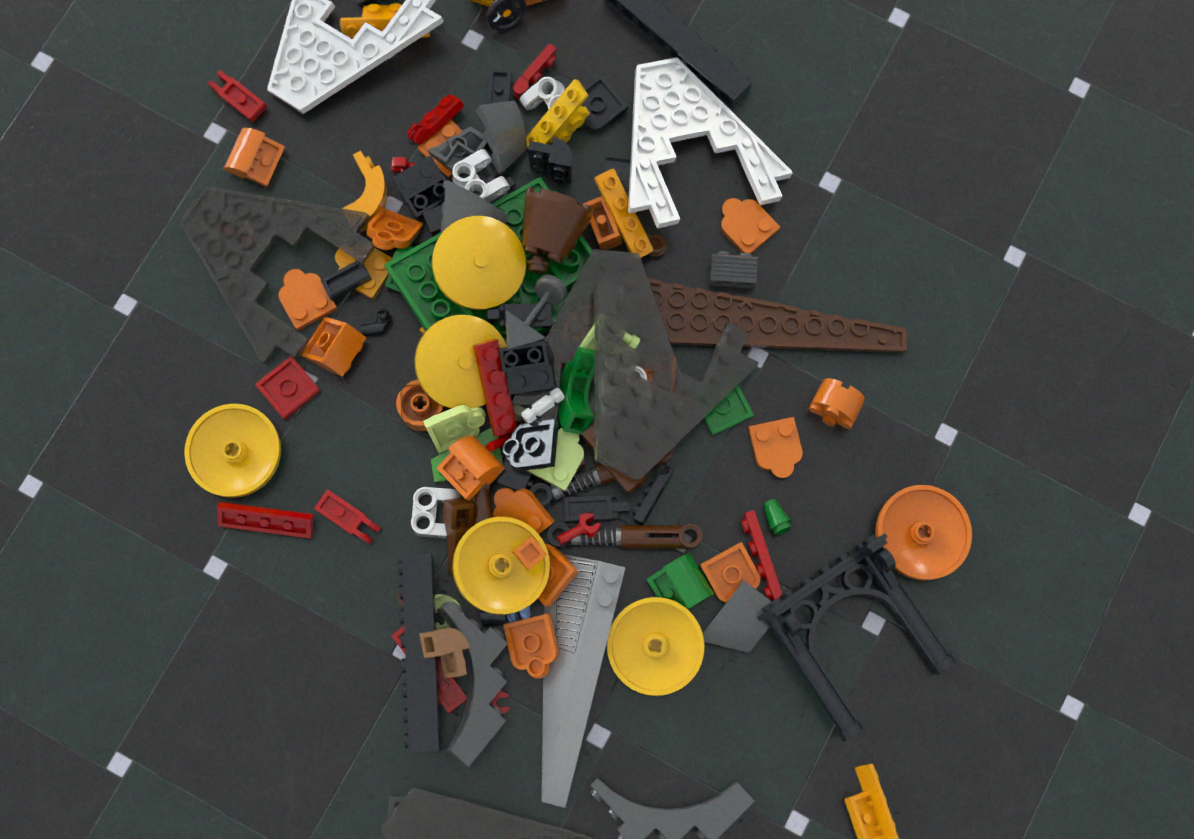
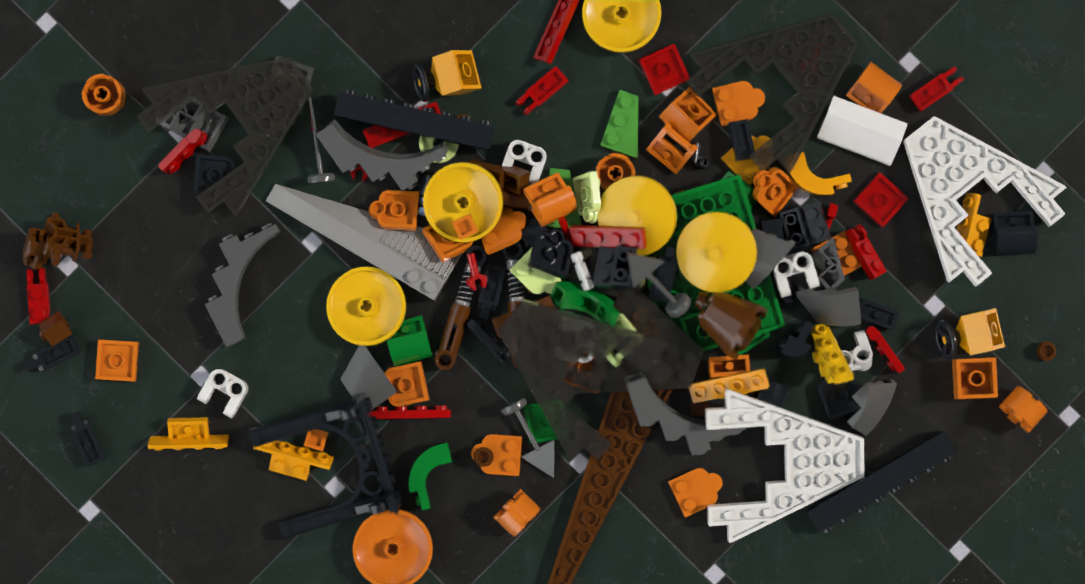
camera: 105 degrees right, 10 degrees up
(302, 157) = (862, 130): none -> white slope
(354, 626) = (450, 74): none -> light orange piece
(364, 415) = (622, 127): none -> bright green wing
(373, 121) = (880, 200): none -> red tile
(382, 354) = (667, 152): none -> orange plate
(448, 645) = (410, 143): medium nougat brick -> none
(517, 747) = (320, 177): none -> dark grey piece
(594, 66) = (874, 401): none -> dark grey slope
(684, 263) = (674, 424): none -> dark grey arch
(733, 270) = (657, 465): dark grey brick -> none
(764, 398) = (541, 457): none -> dark grey piece
(777, 518) = (440, 435): green cone -> none
(786, 460) = (483, 457): none -> reddish brown plate
(802, 787) = (210, 386): none -> white piece
(819, 527) = (423, 465): none -> green arch
(829, 659) = (316, 439): none -> orange plate
(859, 676) = (294, 460): none -> light orange bracket

